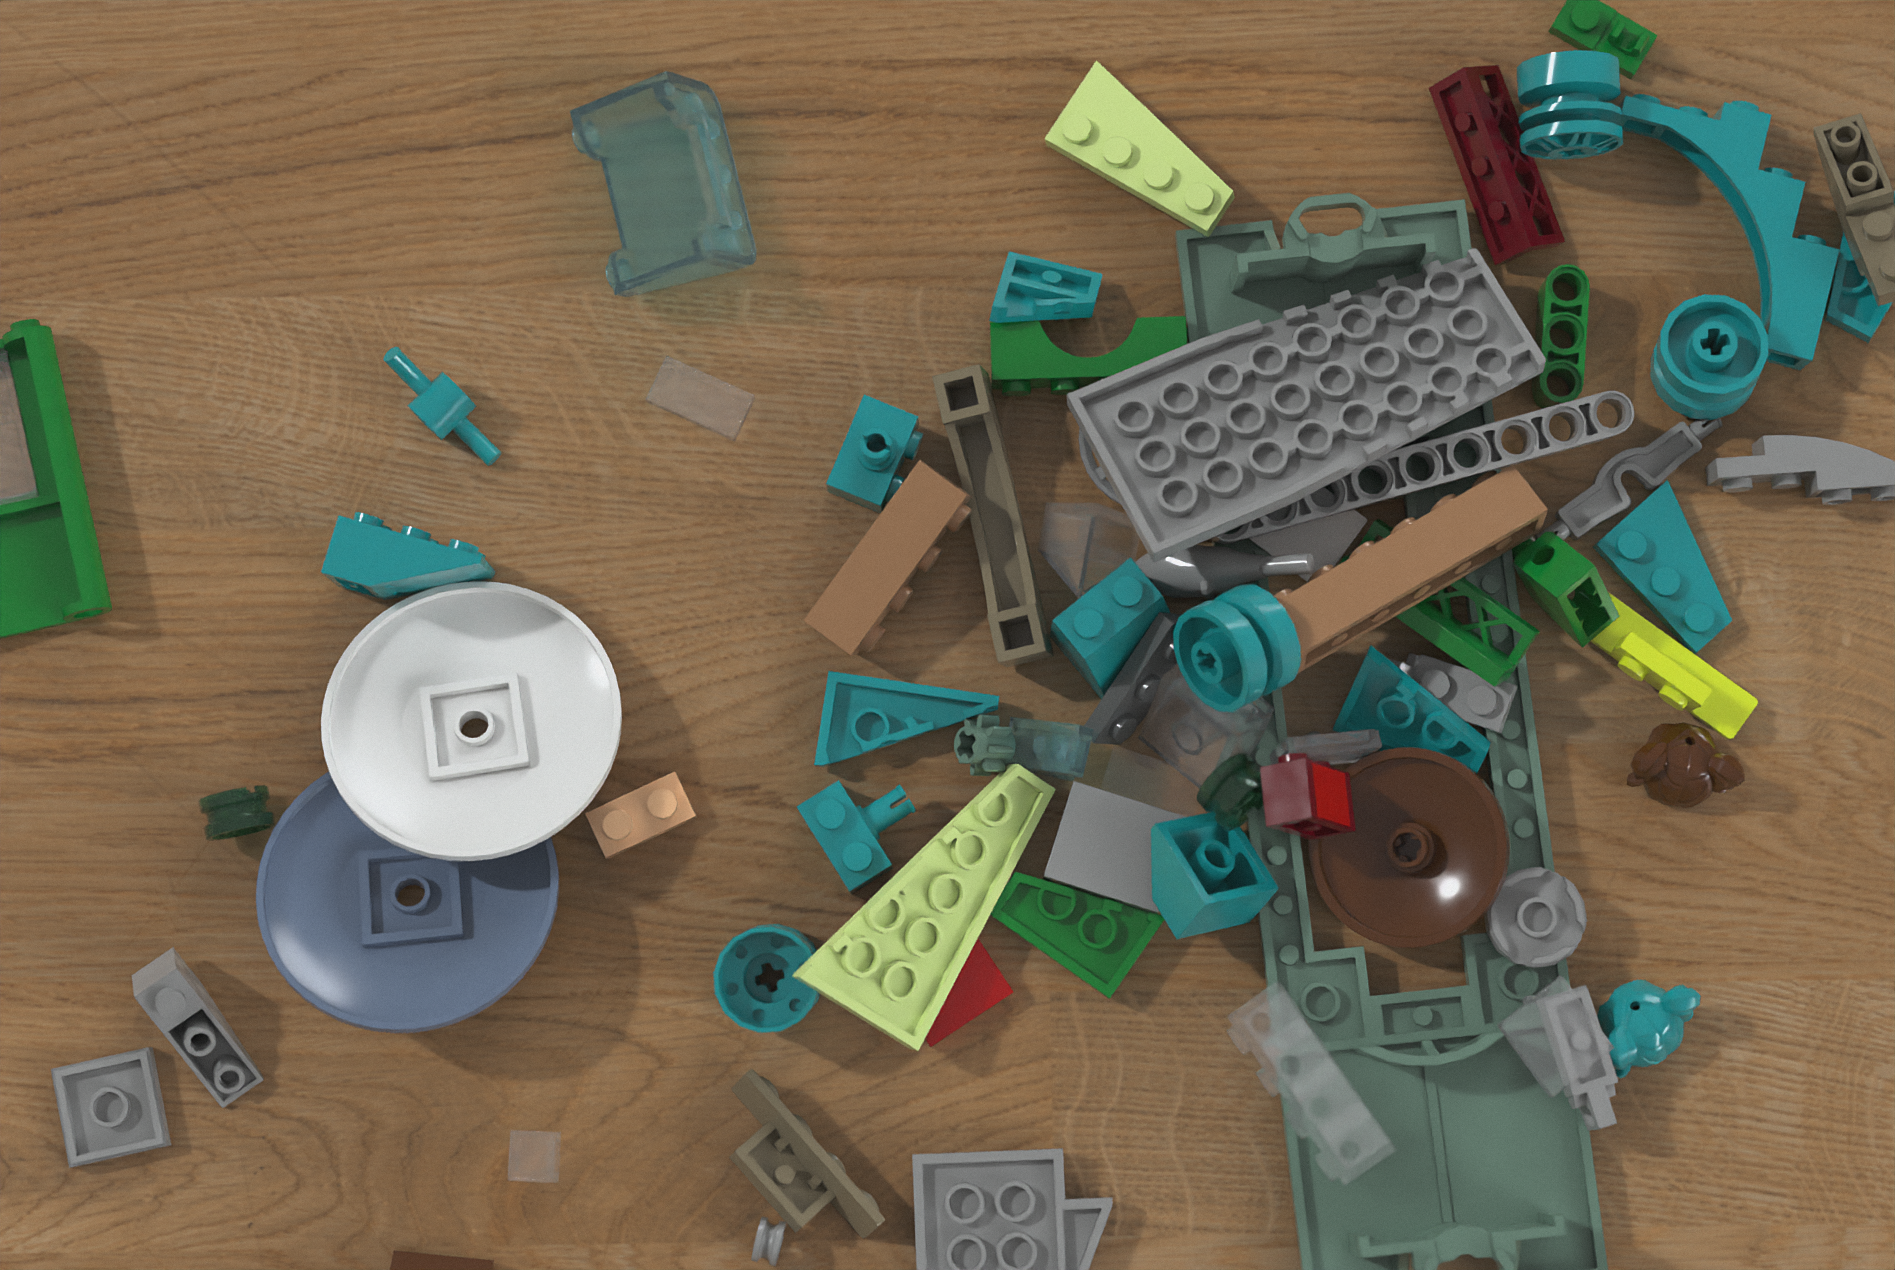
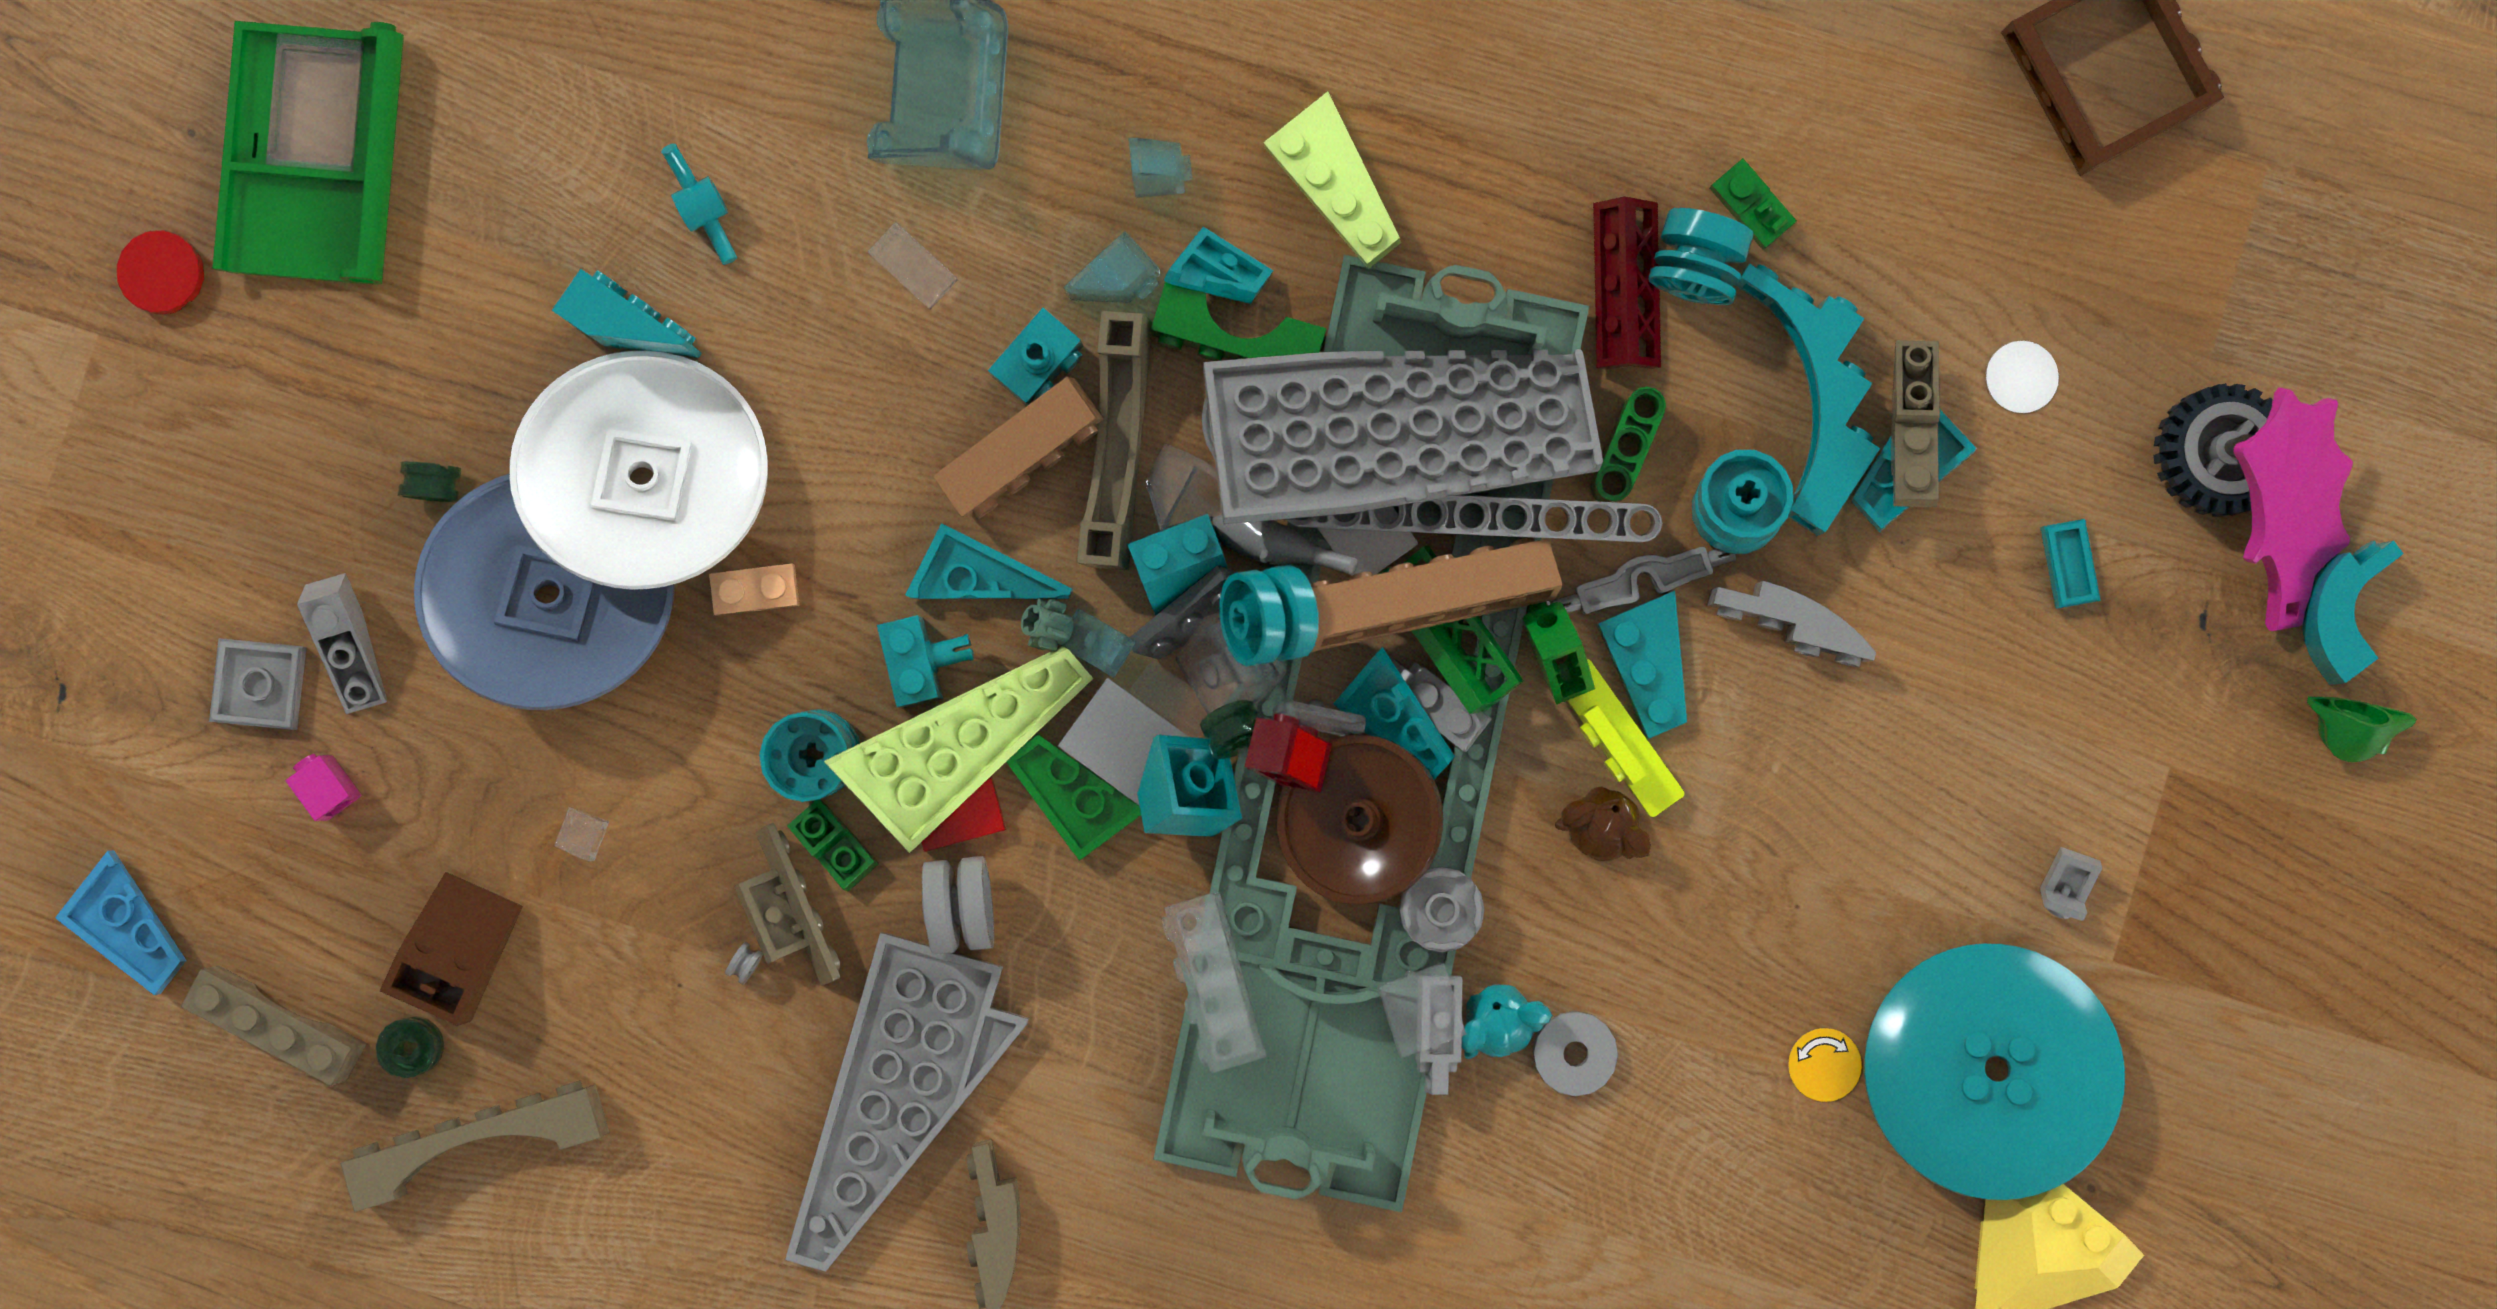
camera: 15 degrees right, 5 degrees up
(223, 1198) = (322, 786): none -> dark pink brick
(824, 1073) = (833, 844): none -> green slope
(931, 334) = (1116, 274): none -> clear light blue slope
(939, 202) = (1158, 167): none -> clear light blue slope
(992, 1092) = (953, 905): none -> light grey wheel
(1767, 1032) = (1595, 1068): none -> light grey tile

